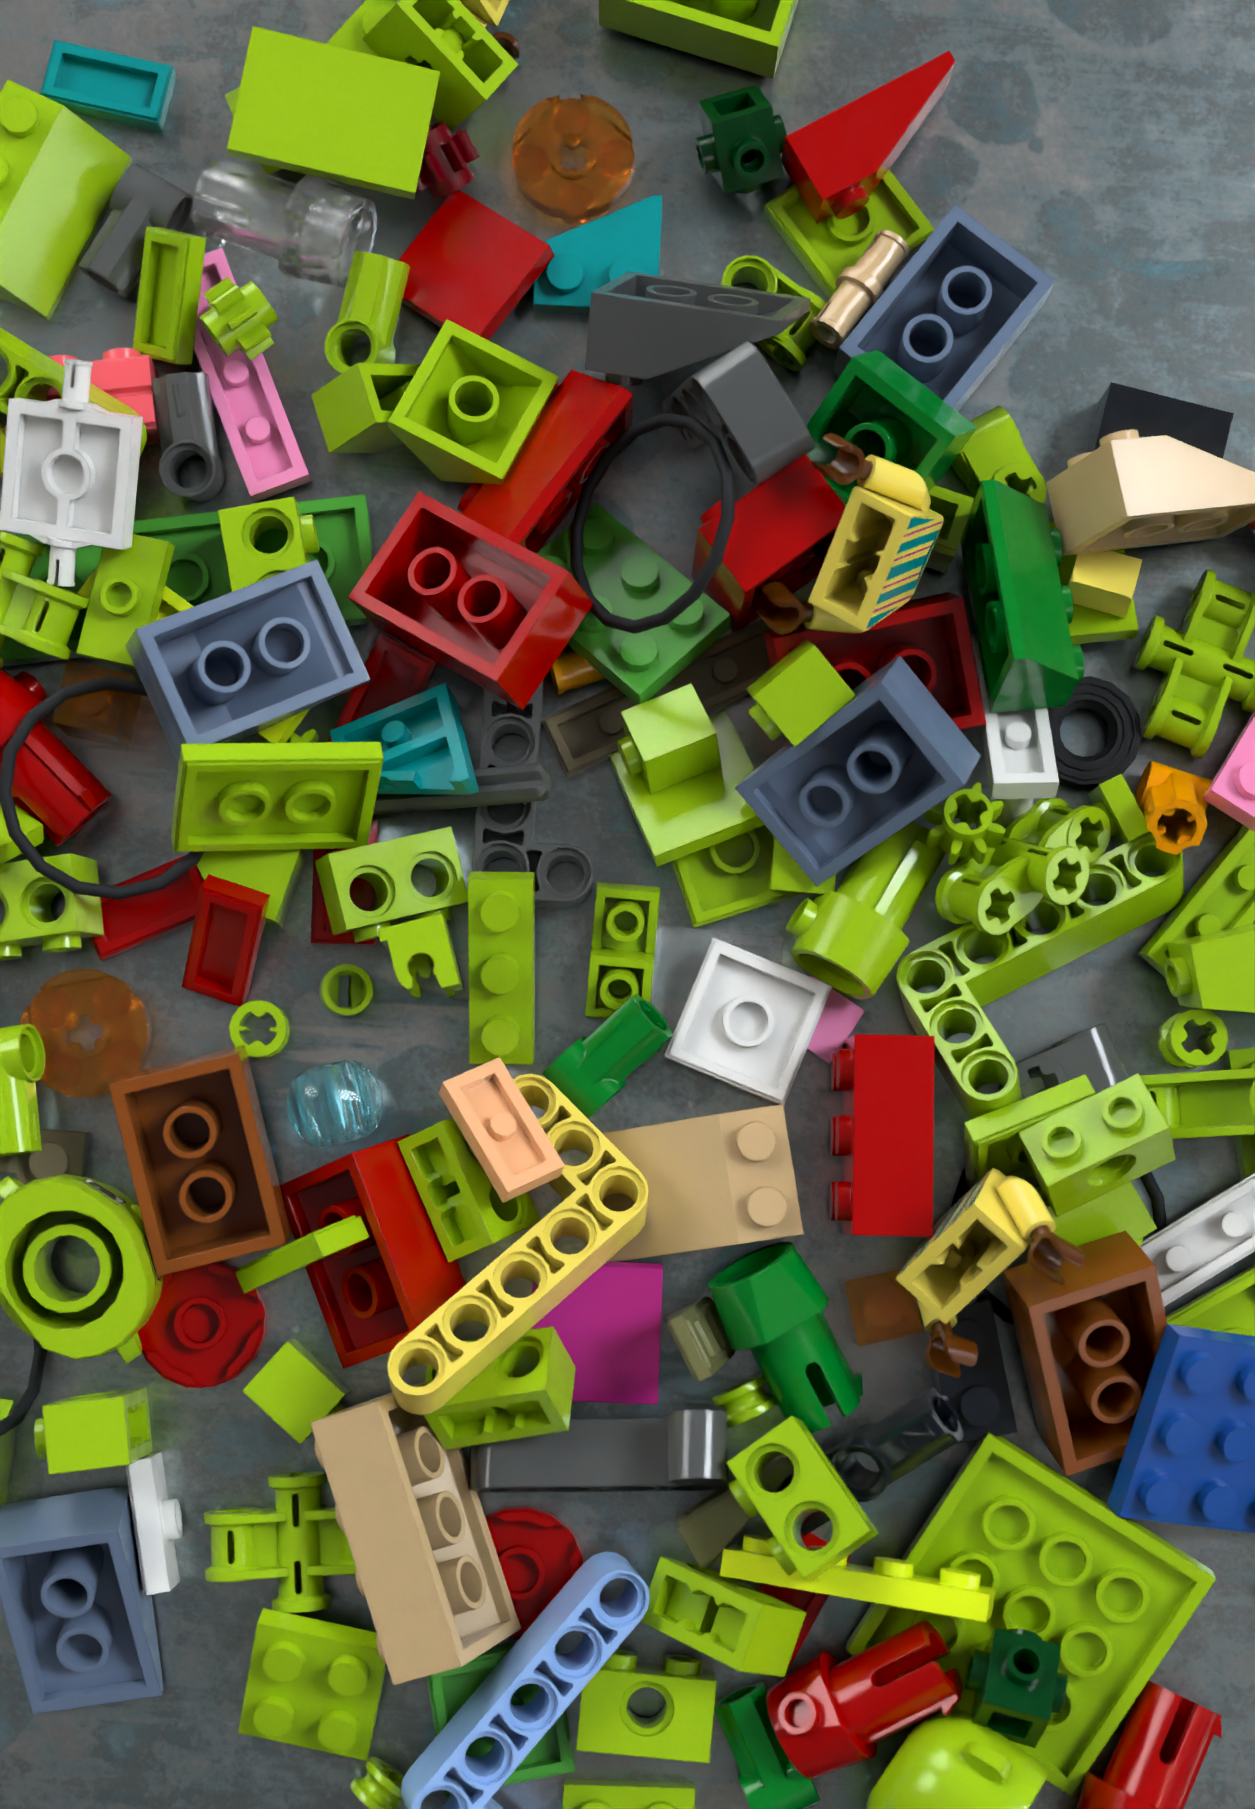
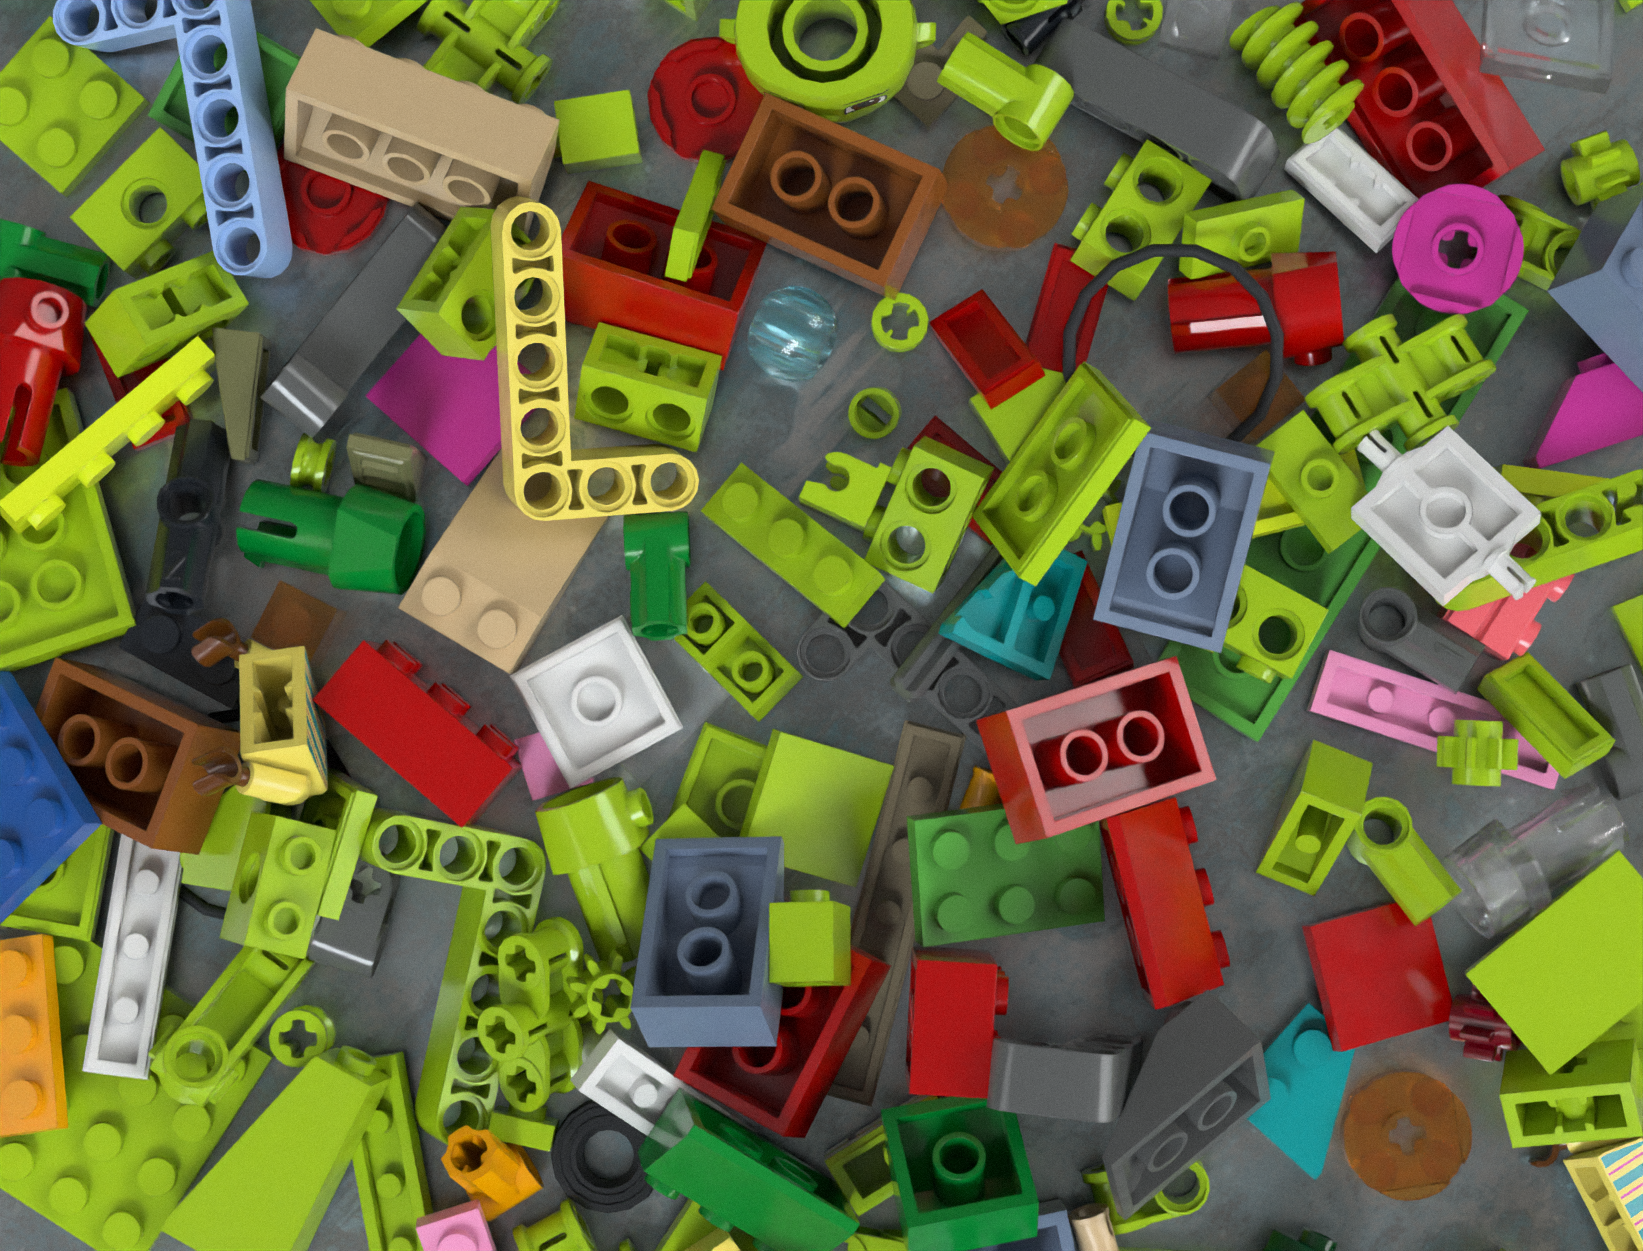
camera: 135 degrees right, 5 degrees up
(470, 407) = (1256, 880): lime slope -> none
(501, 1129) = (663, 440): light nougat plate -> none
(669, 739) = (864, 818): lime brick -> none
(721, 537) = (976, 979): black piece -> none
(813, 1489) = (201, 457): lime brick -> none
(874, 551) = (868, 1087): light yellow torso -> none

